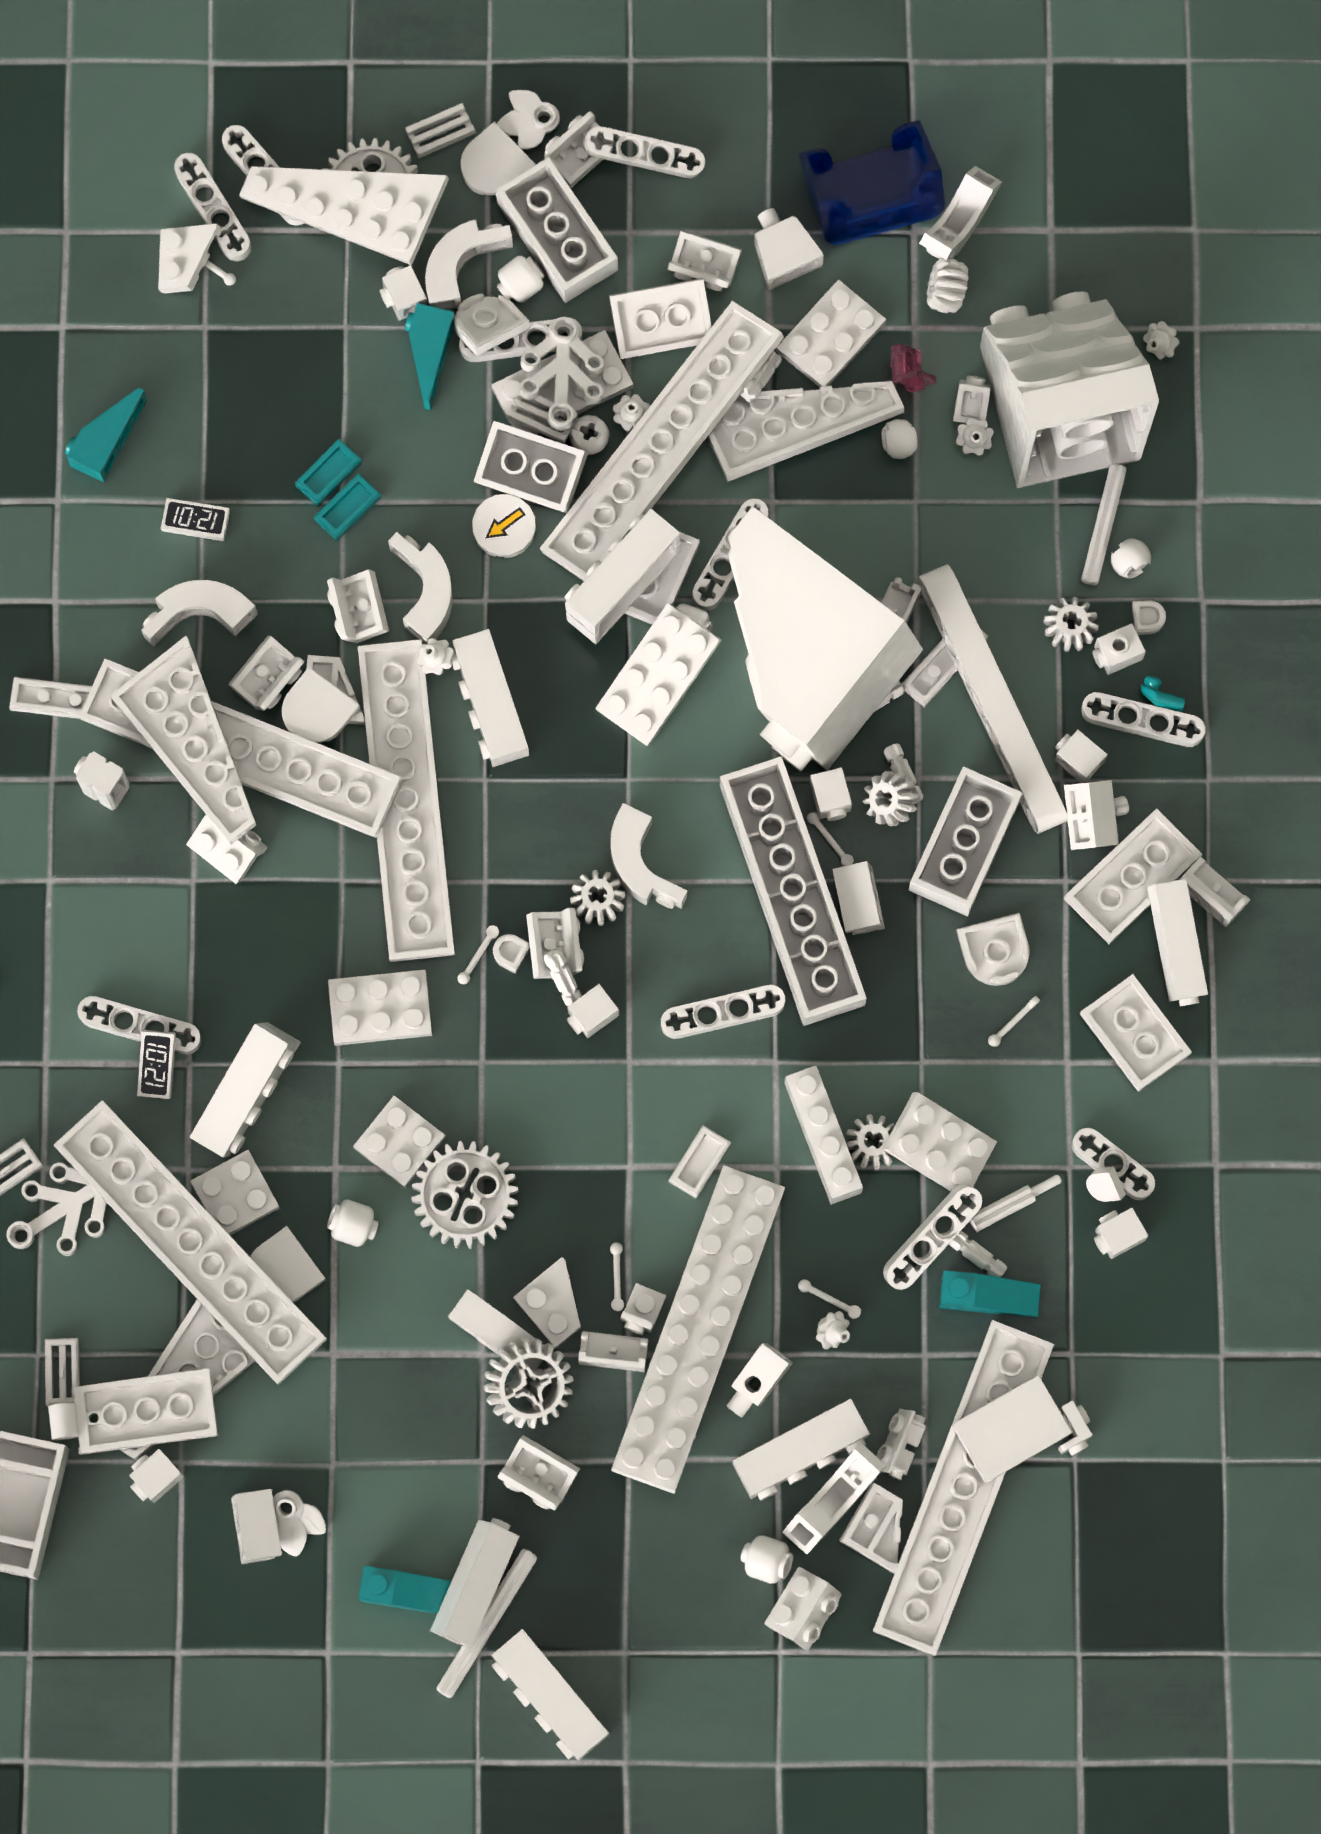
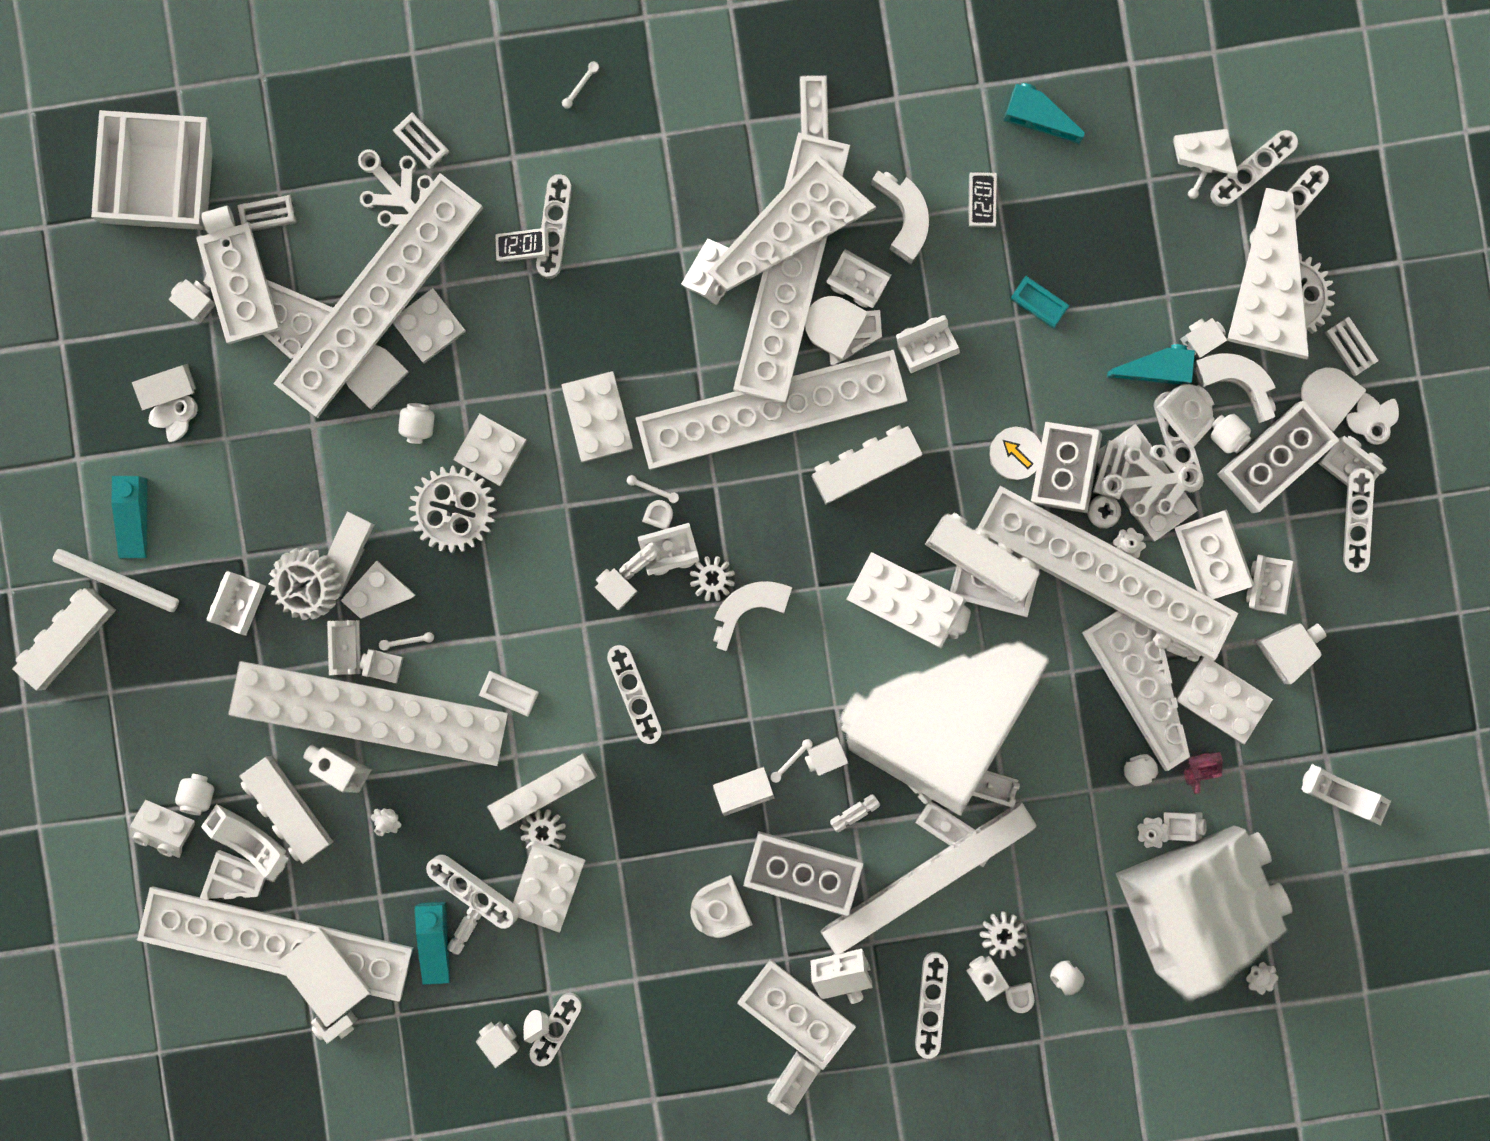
camera: 80 degrees right, 10 degrees up
(102, 780) = (746, 159): white brick -> none
(244, 1089) = (512, 319): white wedge -> none
(347, 507) = (1012, 322): teal tile -> none
(434, 607) = (943, 408): white arch -> none
(435, 656) = (893, 414): white plant -> none
(475, 1582) = (141, 566): white brick -> none
(721, 553) = (1022, 638): white beam -> none
(792, 891) = (739, 737): white brick -> none
(853, 1311) = (406, 834): white hinge -> none
(875, 188) = (1359, 719): clear blue windscreen -> none
(880, 798) = (830, 816): white gear -> none
(904, 1429) = (315, 889): white hinge -> none
(947, 285) = (1280, 792): white gear -> none
(995, 1039) = (644, 918): white hinge -> none
(1011, 1203) = (511, 952): white axle -> none
(1079, 756) = (890, 957): white brick -> none
(1103, 524) = (1094, 950): white axle -> none
(1135, 1033) = (665, 1034): white plate -> none
(1158, 698) = (951, 1016): teal arm -> none
(1177, 941) = (744, 1060): white brick -> none

